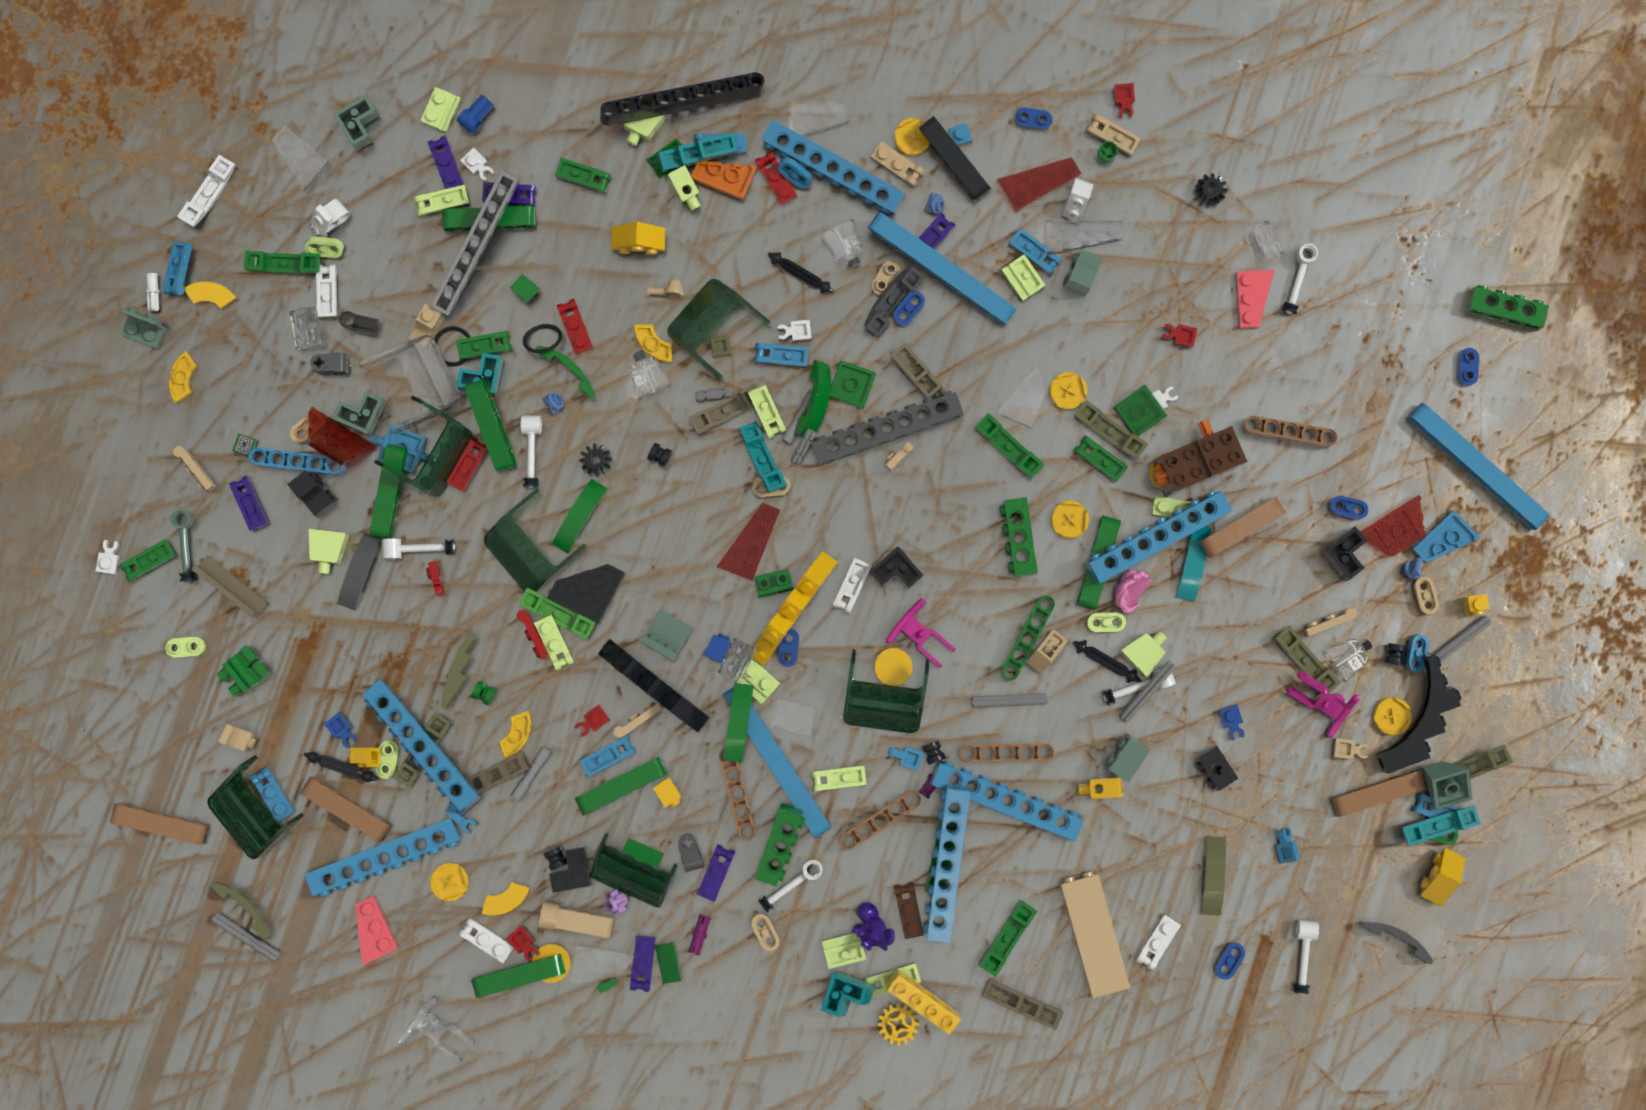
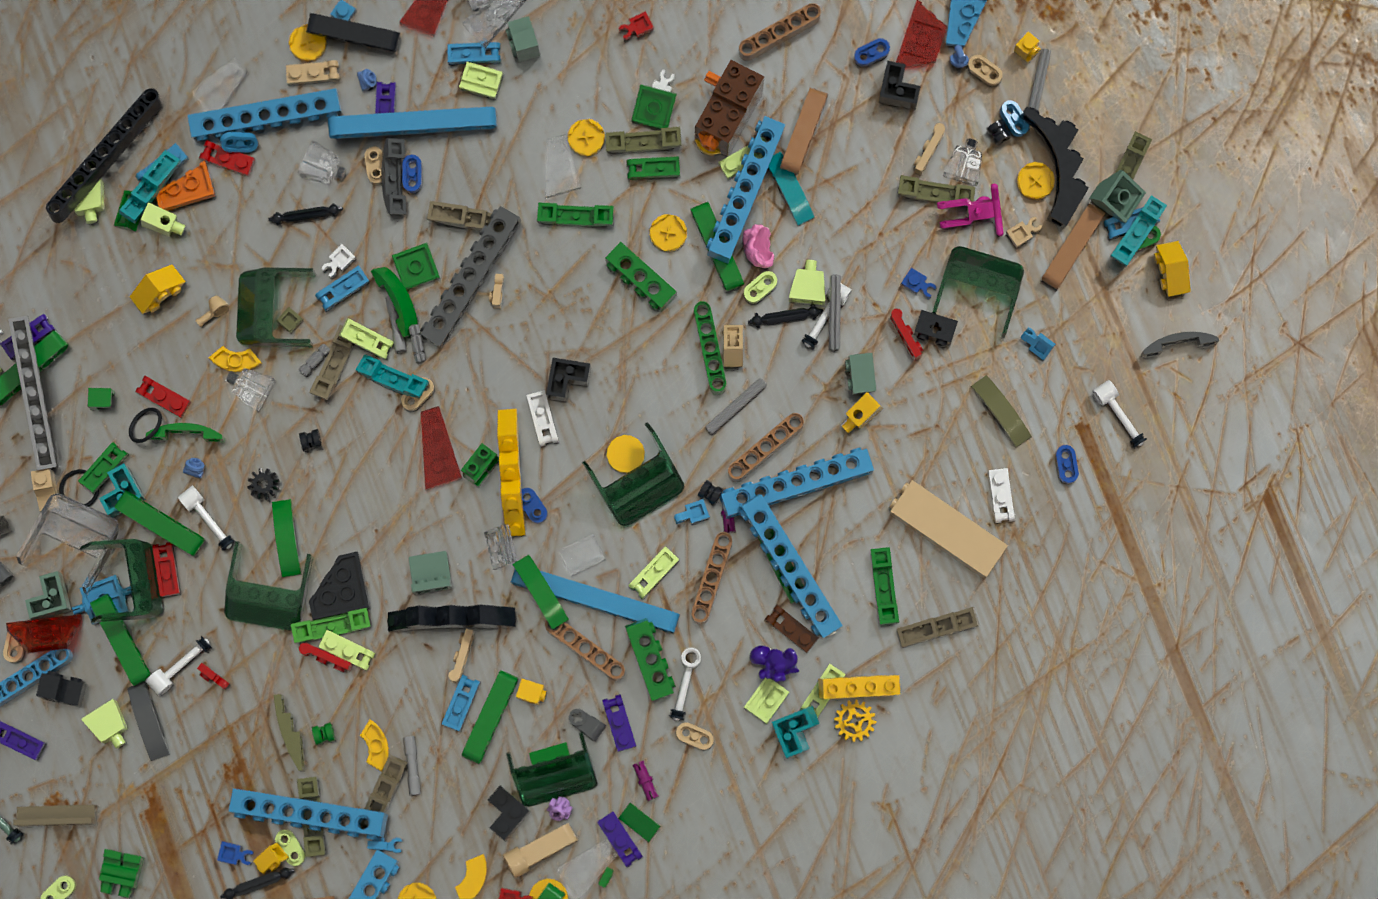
camera: 30 degrees left, 5 degrees down
(555, 858) = (485, 814): black wheel -> none
(582, 175) = (73, 276): green plate -> none
(594, 719) = (427, 683): red plate -> none
(717, 648) = (478, 550): blue brick -> none
(763, 682) = (534, 546): yellowish green plate -> none
(916, 631) = (622, 411): dark pink piece -> none
(1189, 754) = (906, 334): none -> red plate
(1291, 757) = (983, 272): none -> clear green windscreen

